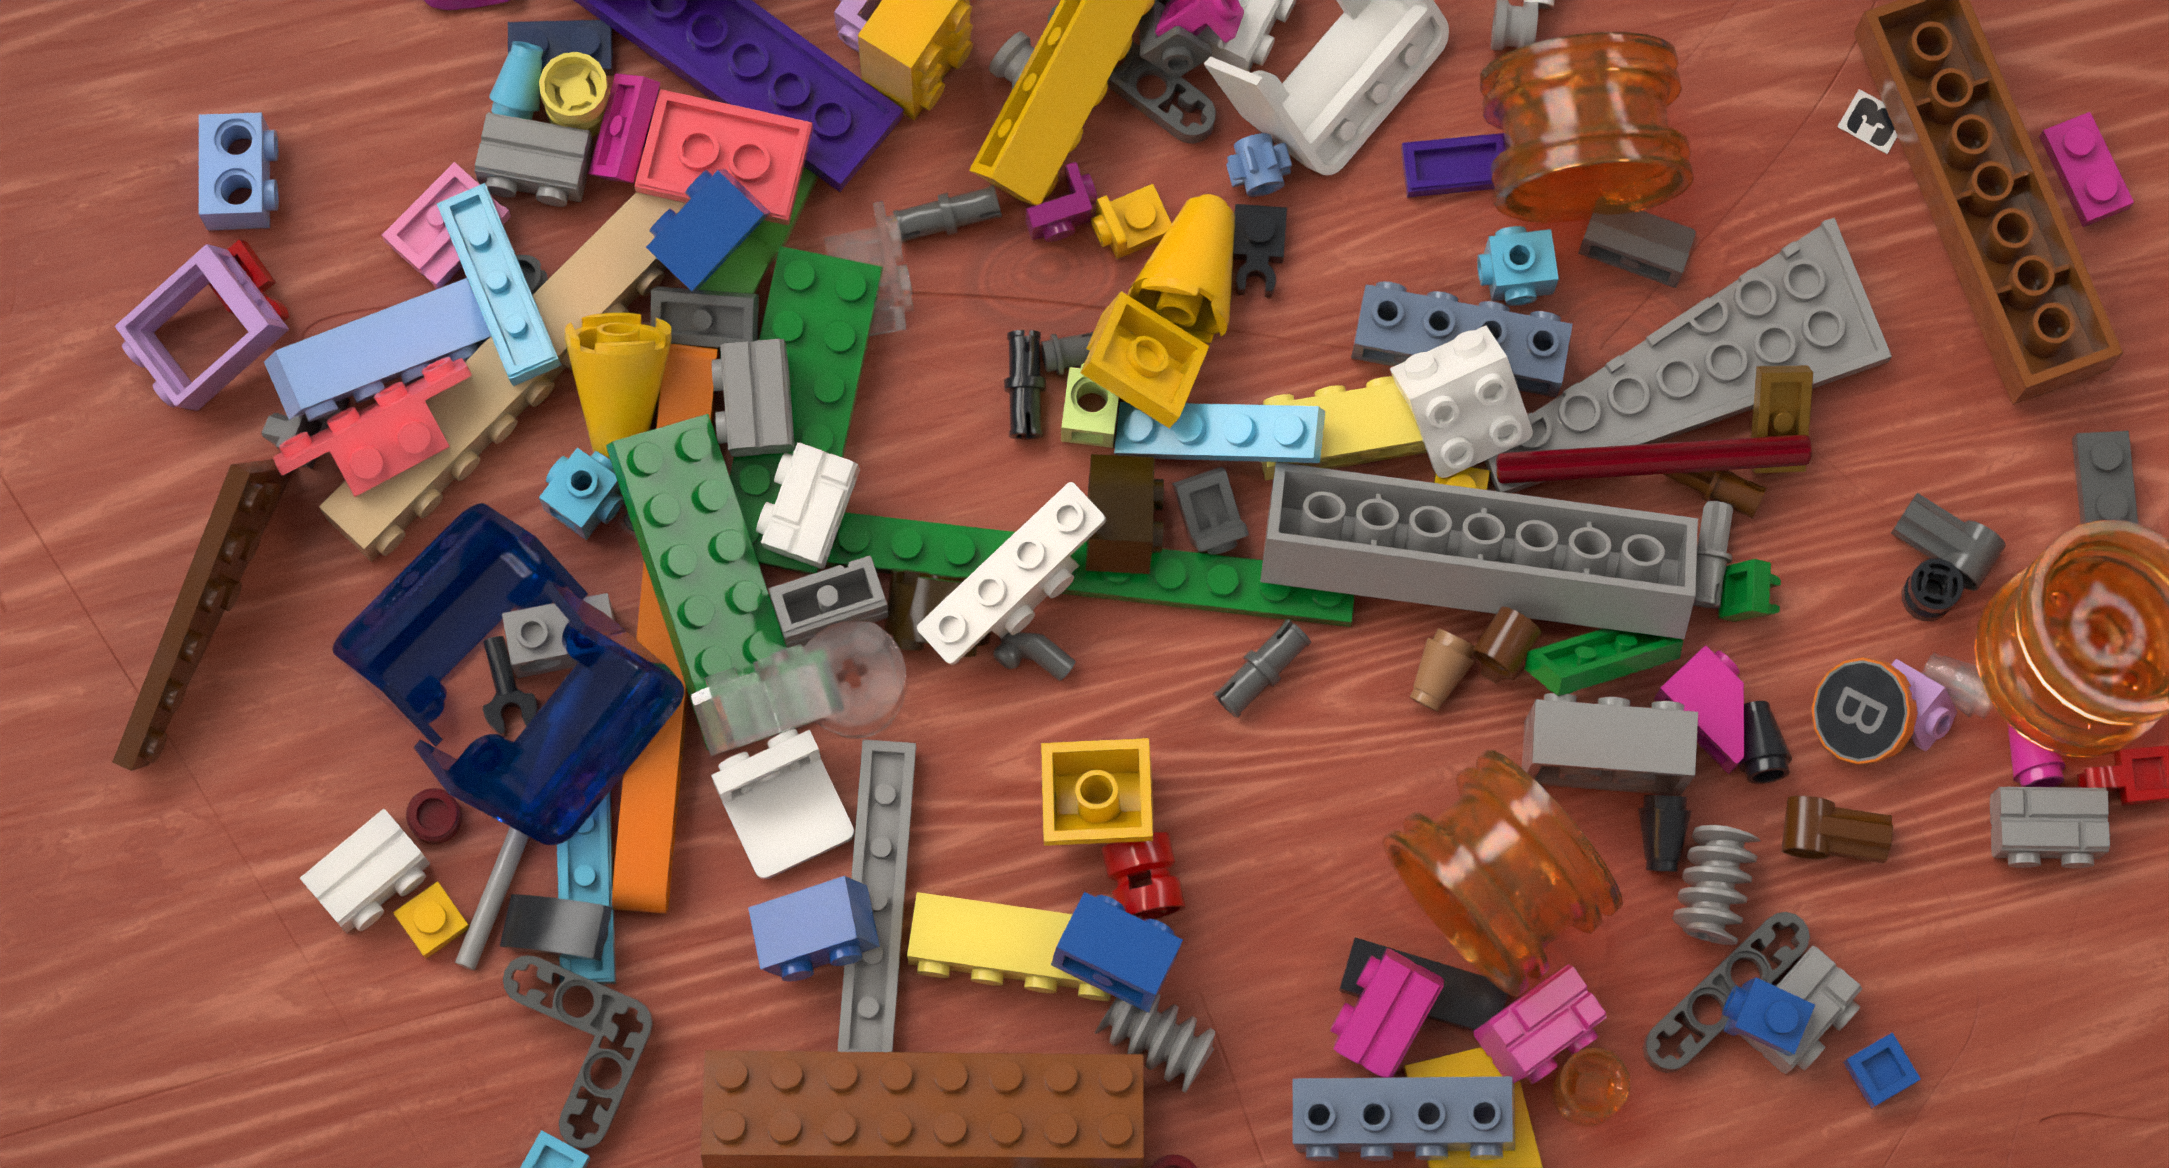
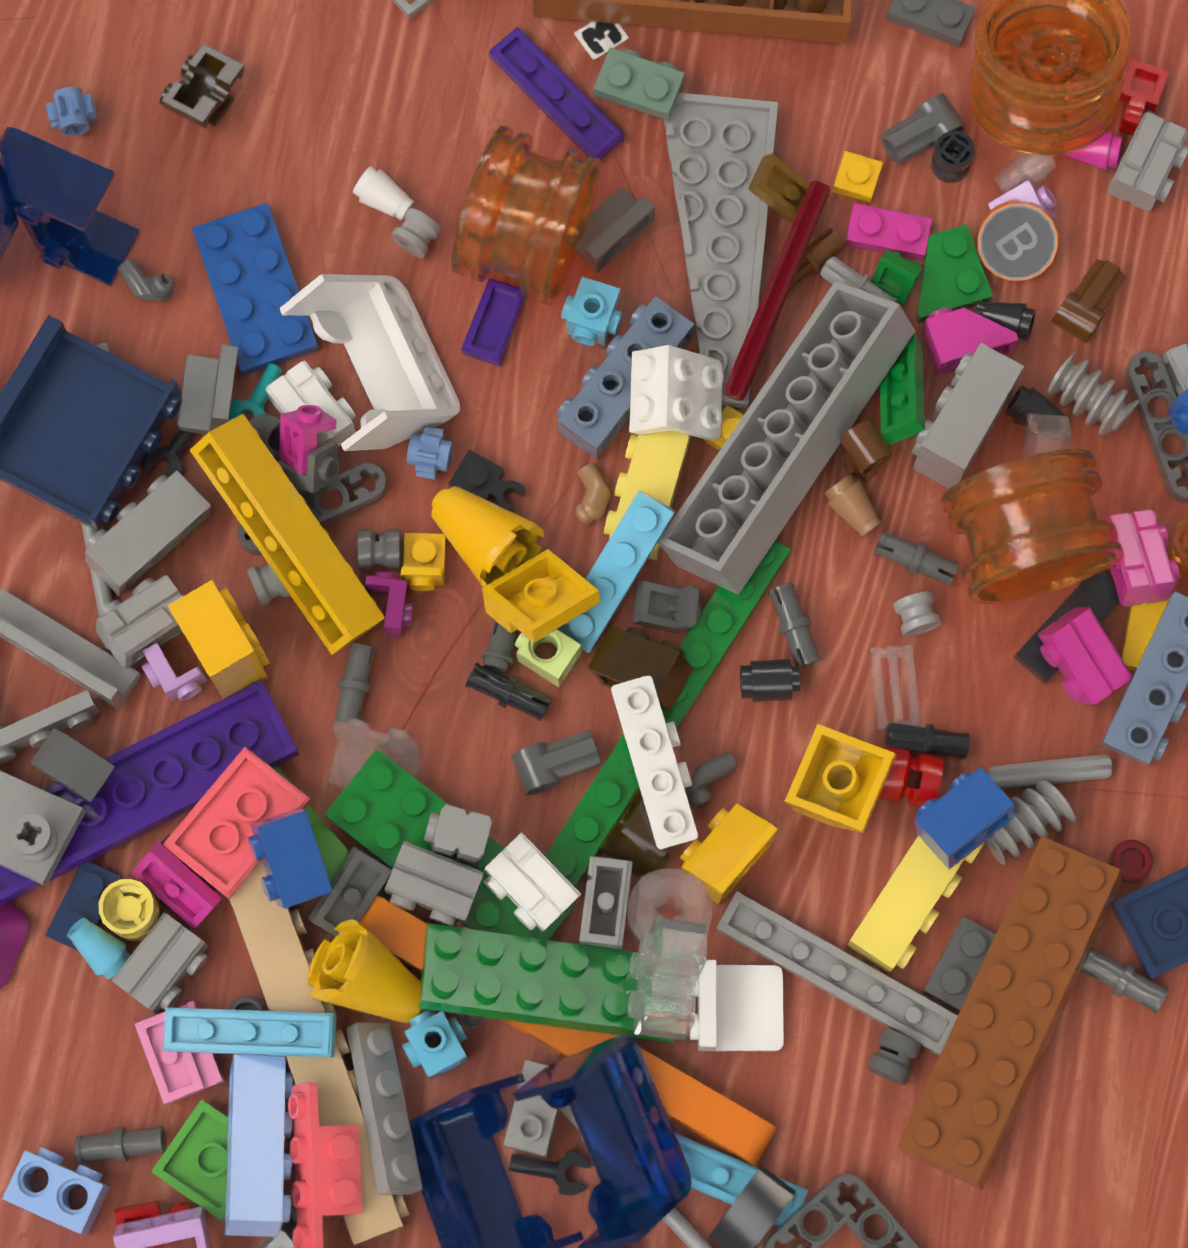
camera: 60 degrees left, 0 degrees up
(318, 214) = (120, 1144): none -> dark grey pin
(338, 294) = (198, 1160): none -> bright green plate
(484, 469) = (384, 1109): none -> light grey plate
(810, 1007) = (889, 1065): none -> dark grey wheel
(814, 928) = (841, 1026): brick -> none
(819, 394) = (458, 834): none -> light grey brick
(953, 711) = (728, 851): none -> yellow slope
(956, 1031) = (959, 964): none -> dark grey plate
(959, 464) = (544, 765): none -> dark grey piece
(1118, 164) = (379, 549): none -> dark grey wheel
(1181, 668) = (769, 680): none -> black brick
(1199, 879) = (927, 739): none -> black axle
(1234, 1040) = (1052, 771): none -> light grey axle
(1284, 794) = (892, 653): none -> clear tile
(1303, 376) = (596, 497): none -> medium nougat arm
(1345, 801) = (917, 613): none -> light grey wheel
(1413, 766) = (916, 558): none -> dark grey pin
(1633, 852) = (1046, 434): none -> clear brick
(1769, 104) = (556, 95): none -> dark purple tile
(1786, 656) = (951, 273): none -> green wing
(1801, 560) = (888, 230): none -> dark pink plate
(1828, 187) = (639, 83): none -> sand green bracket
(1851, 493) = (857, 177): none -> yellow plate

